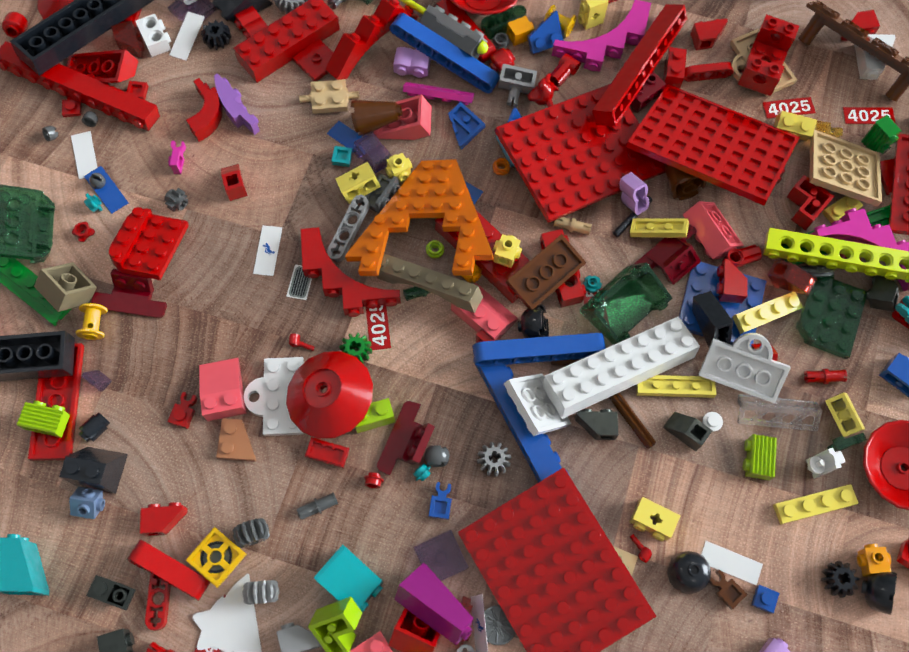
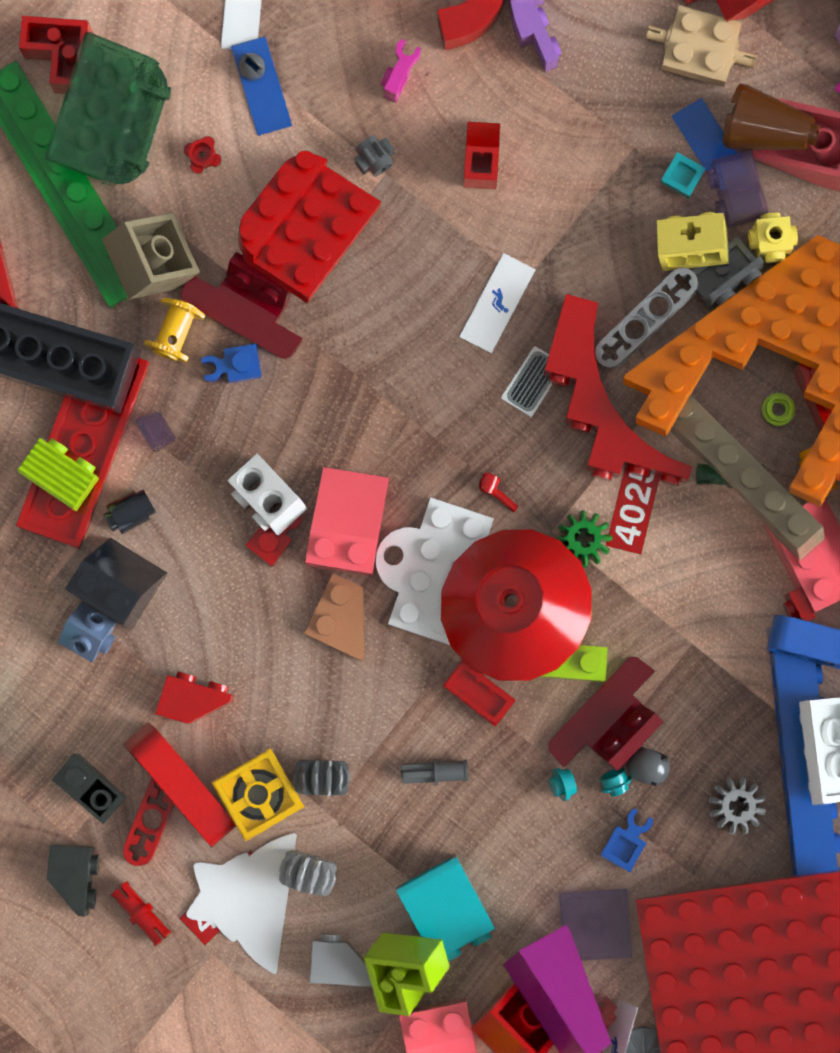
camera: 25 degrees right, 15 degrees up
(93, 203) = (234, 108): teal plate -> none
(133, 328) = (239, 364): none -> blue plate
(169, 388) = (270, 491): none -> white brick
(373, 480) = (535, 765): red plate -> none
(392, 484) = (562, 784): none -> teal plate

